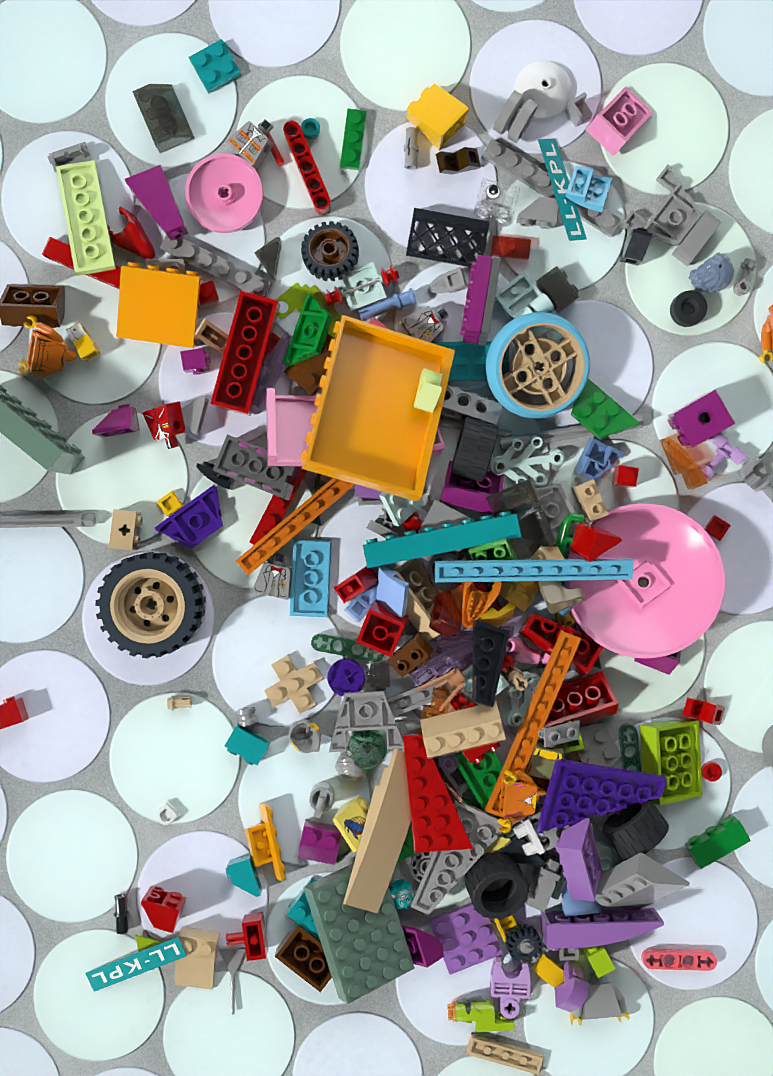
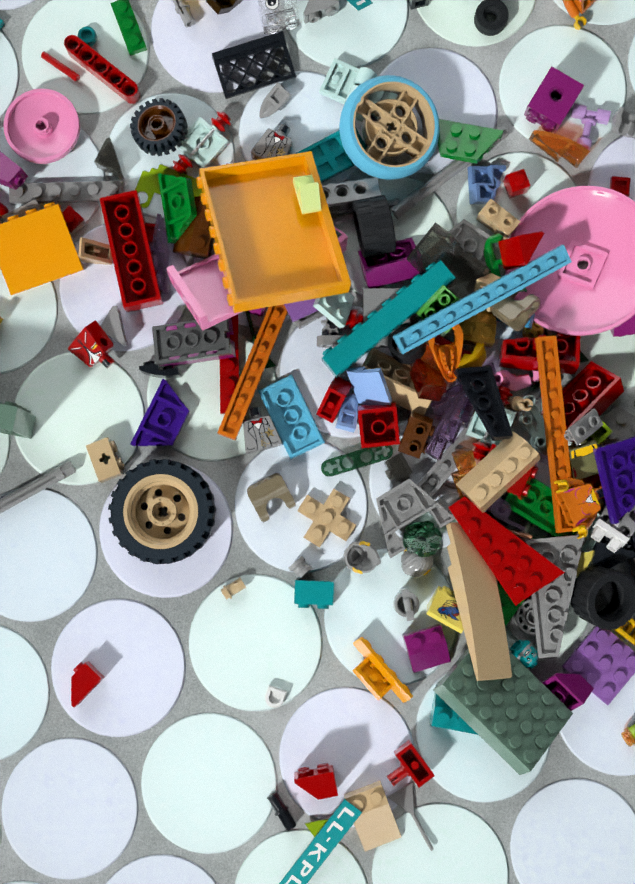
camera: 30 degrees left, 5 degrees down
(118, 422) = (50, 369): magenta slope -> none
(170, 503) = (132, 417): yellow tile -> none
(195, 361) = (91, 280): magenta brick -> none
(244, 875) = (373, 713): teal slope -> none
(252, 142) = (43, 71): light grey torso -> none
(254, 632) = (267, 489): none -> dark tan piece
(305, 957) = (470, 756): reddish brown slope -> none
(346, 676) = (368, 486): dark purple tile -> none
(397, 302) = (239, 140): medium blue pin -> none
(454, 678) = (464, 431): nougat plant -> none
(480, 300) = (310, 99): magenta piece -> none
(510, 247) = (311, 45): clear red plate -> none
(524, 460) = (422, 216): light aqua plant -> none
(558, 289) = (371, 56): clear smoke brick -> none

